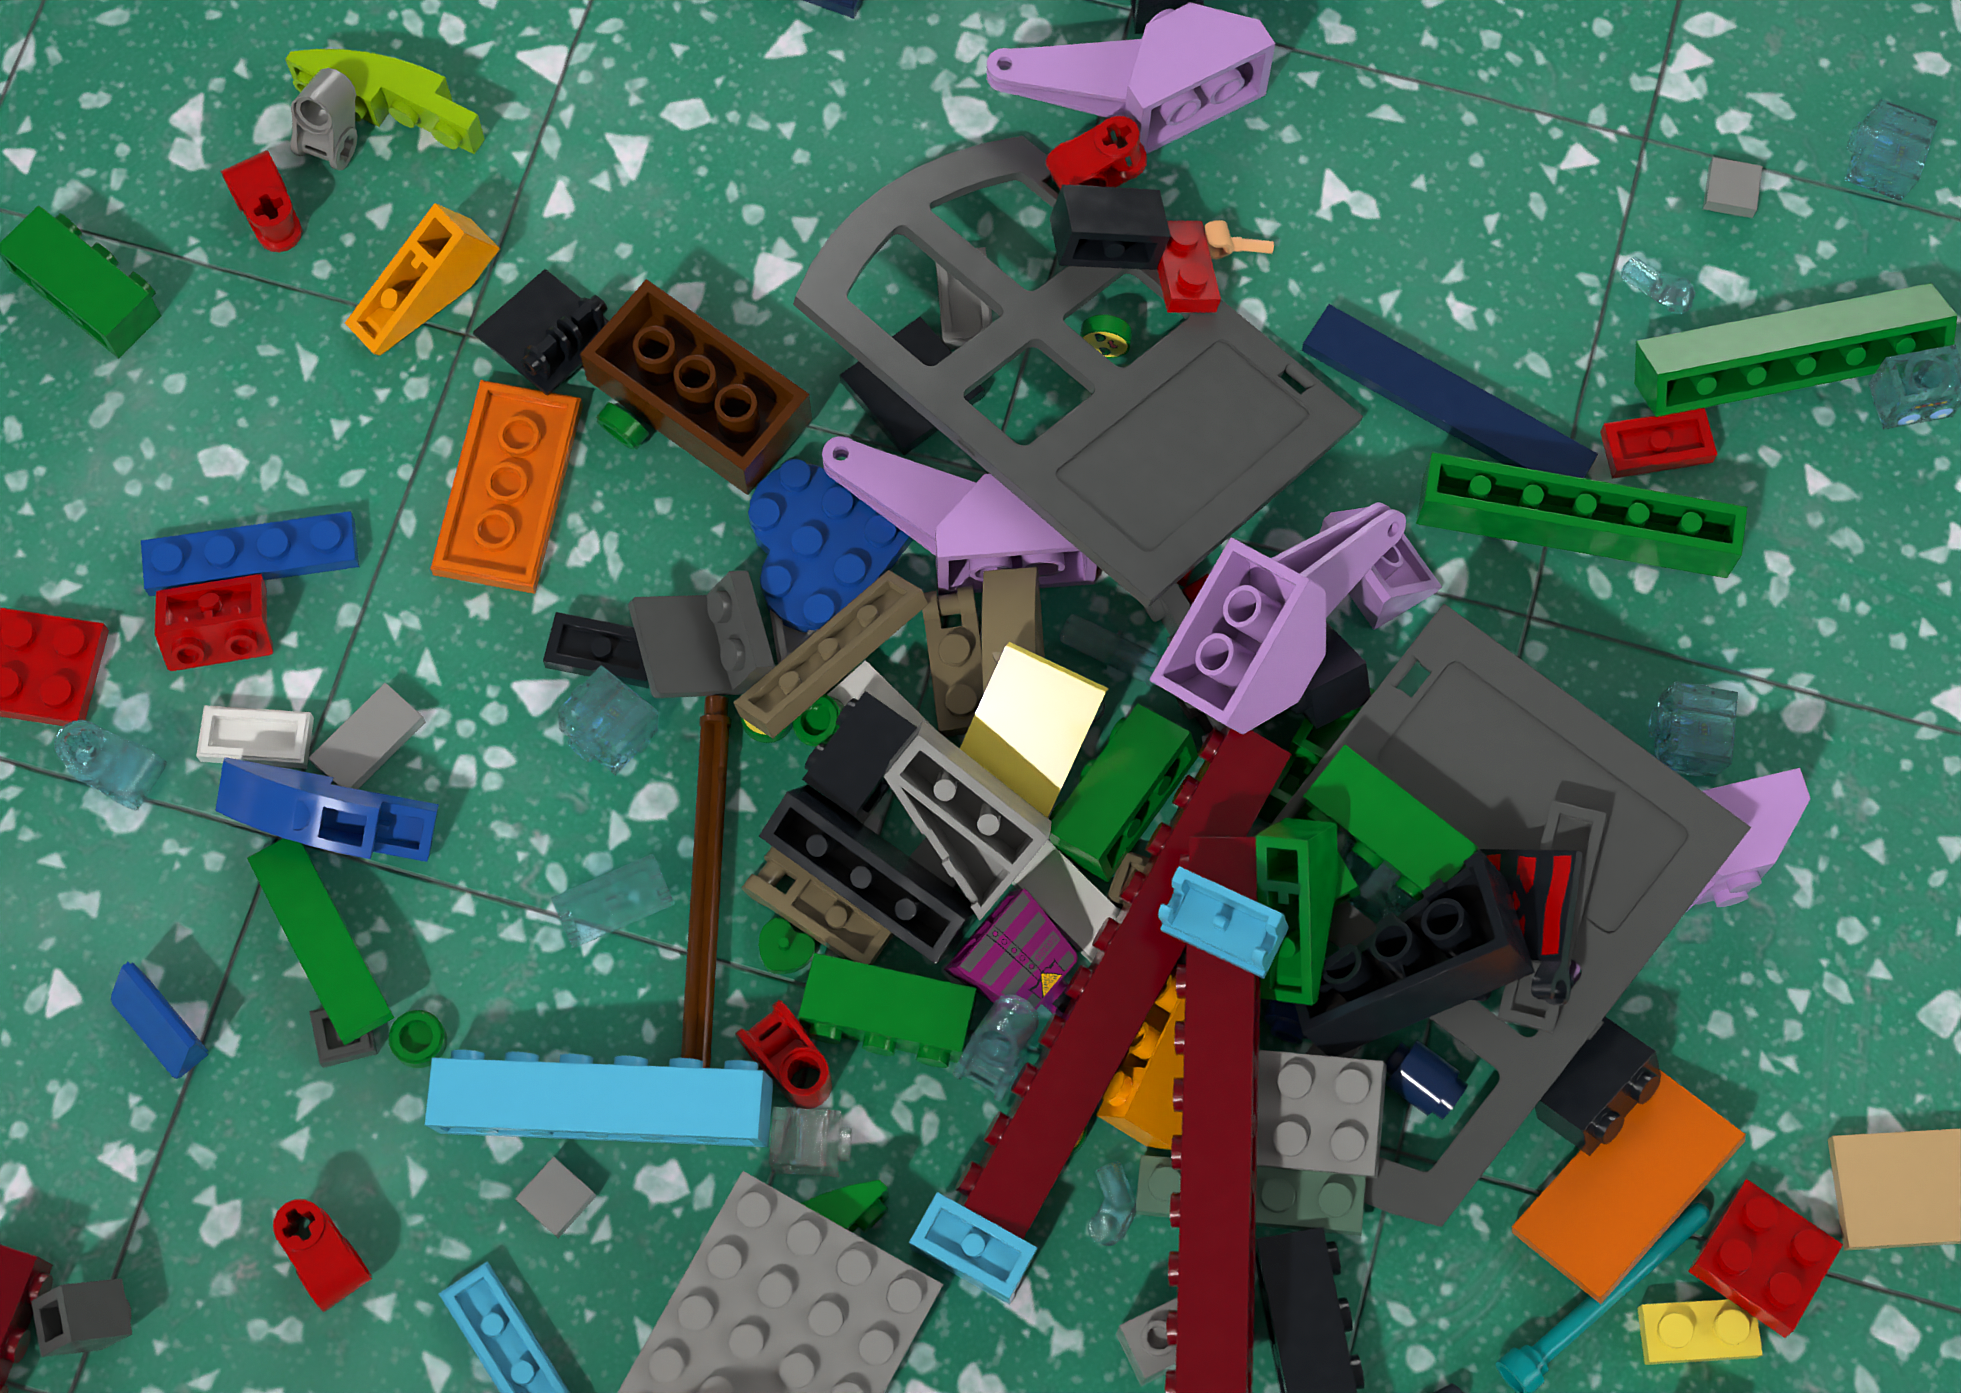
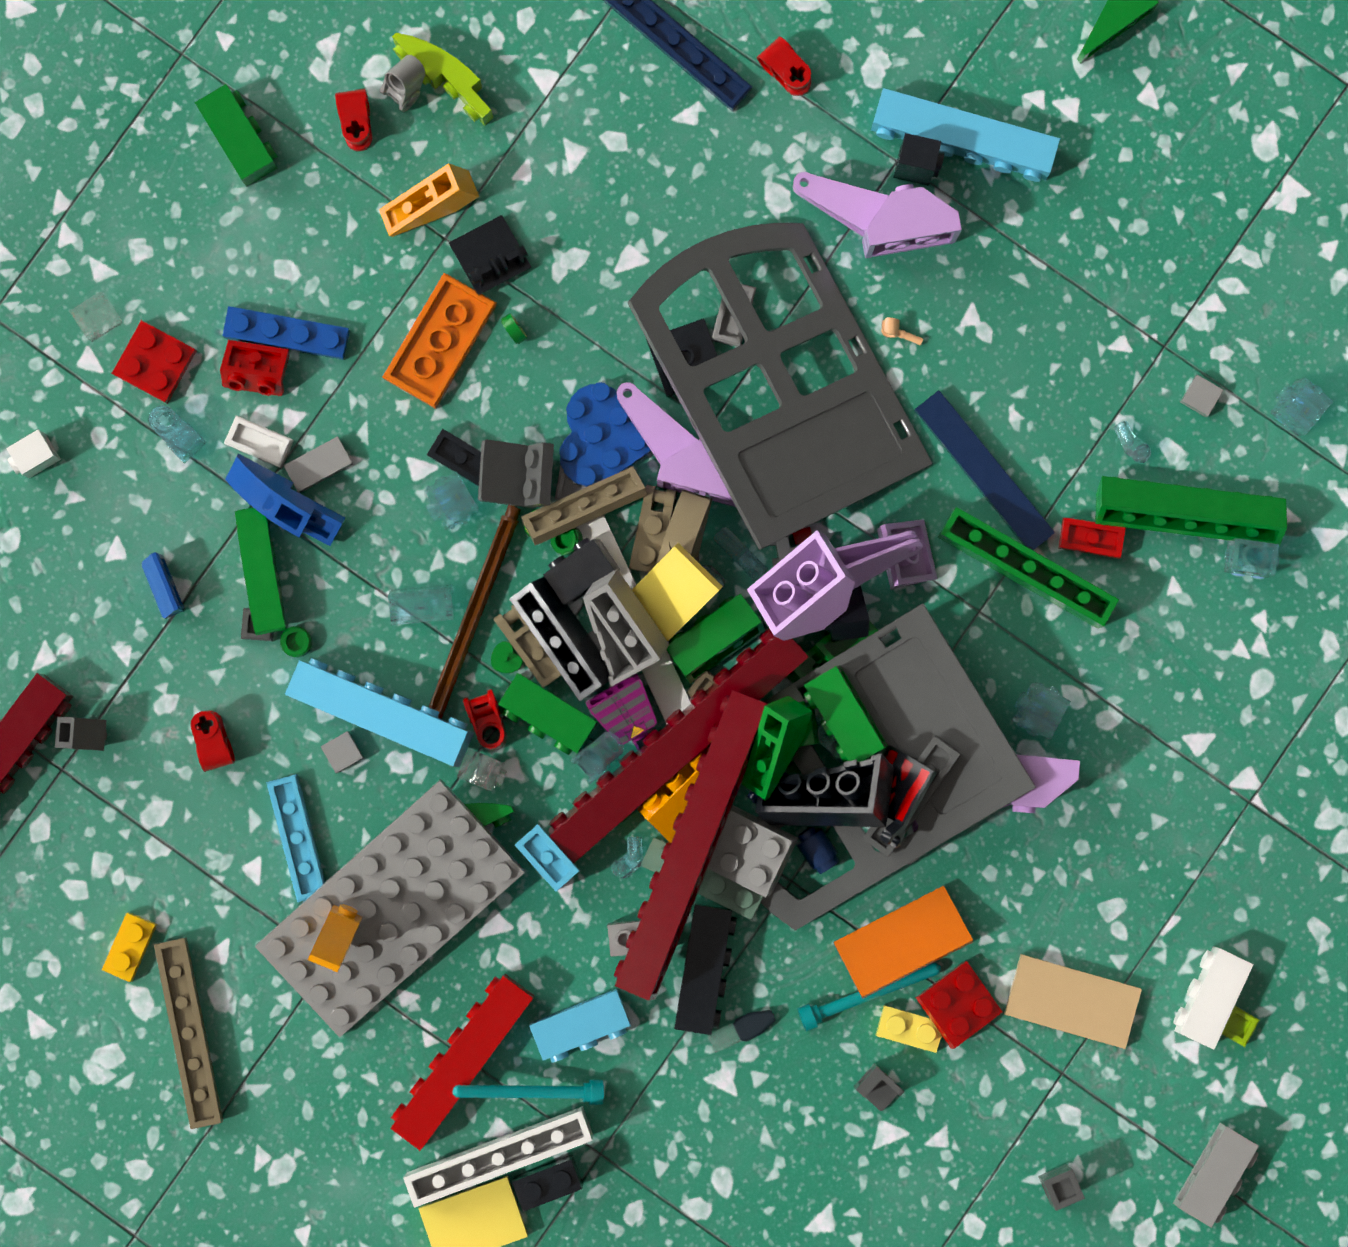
camera: 20 degrees right, 15 degrees up
(697, 386) = (562, 321): reddish brown brick -> none
(1096, 158) = (833, 260): red piece -> none
(1107, 335) = (804, 366): tile -> none
(1109, 227) = (828, 304): black brick -> none
(1188, 271) = (864, 339): red plate -> none
(1223, 922) = (730, 745): medium azure hinge -> none
(1600, 1088) = (908, 888): black brick -> none

